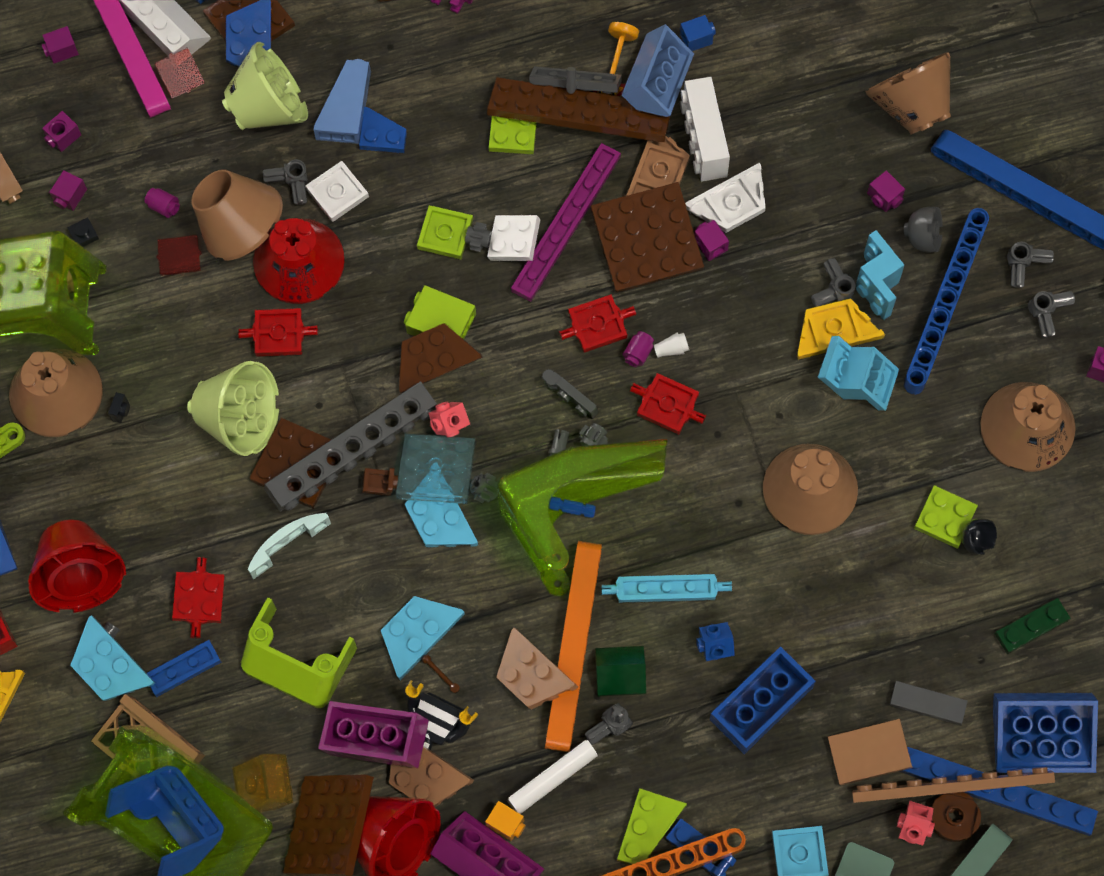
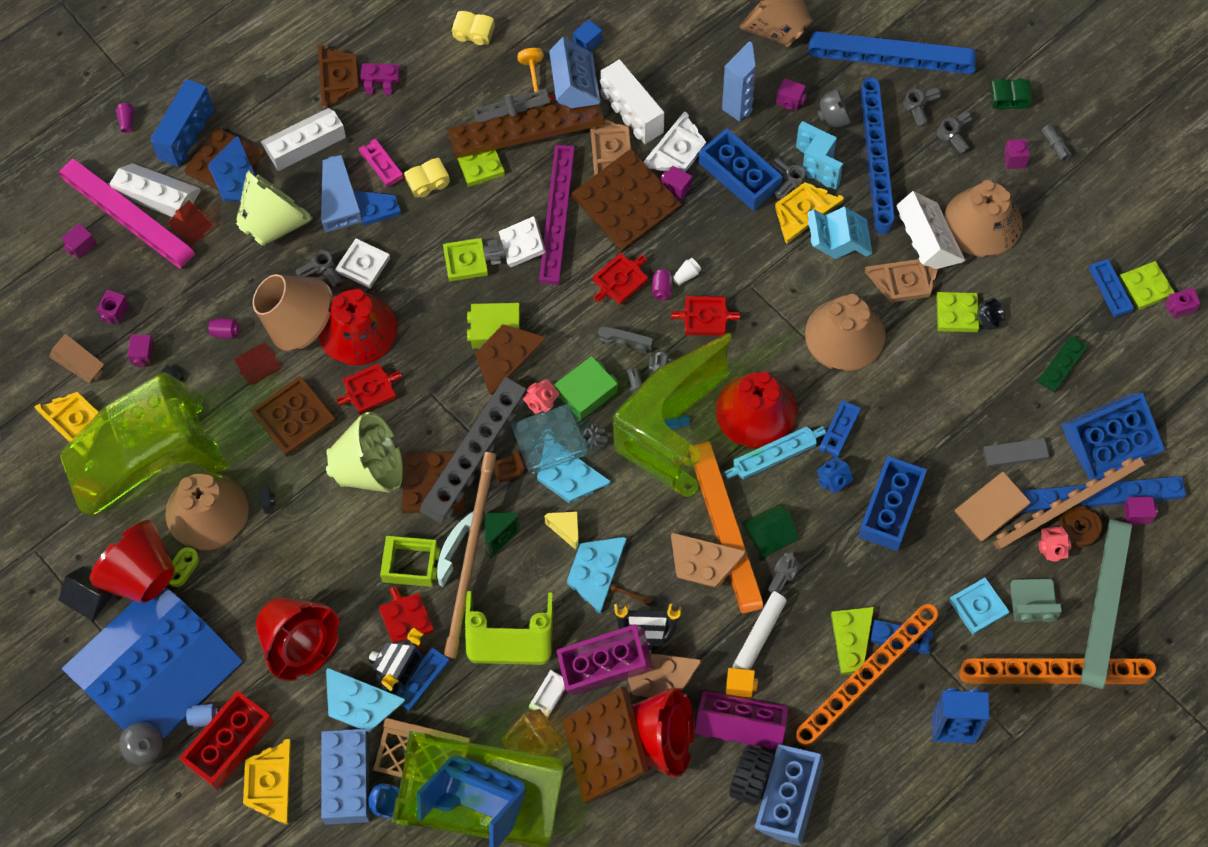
camera: 25 degrees left, 5 degrees down
(58, 735) = (344, 776): none -> medium blue brick
(82, 774) = (382, 800): none -> blue hair
(164, 640) = (397, 662): none -> black torso
(187, 328) = (293, 416): none -> reddish brown plate
(211, 525) = (393, 543): none -> lime window
(302, 743) = (548, 693): none -> white tile
(333, 547) = (500, 530): none -> dark green slope
(341, 26) = (304, 138): none -> white slope
(350, 476) = (453, 639): none -> medium nougat piece
(408, 570) = (565, 526): none -> light yellow slope
(409, 87) = (381, 163): none -> dark pink plate
(448, 123) = (427, 177): none -> light yellow brick
(503, 429) = (586, 387): none -> bright green brick
(671, 532) = (756, 410): none -> red cone
(750, 592) = (840, 428): none -> blue plate
(786, 254) = (740, 169): none -> blue brick
(828, 158) = (739, 83): none -> medium blue slope
(907, 455) = (903, 279): none -> medium nougat wing
(959, 413) = (929, 231): none -> white slope
(1031, 828) = (1140, 510): none -> magenta brick

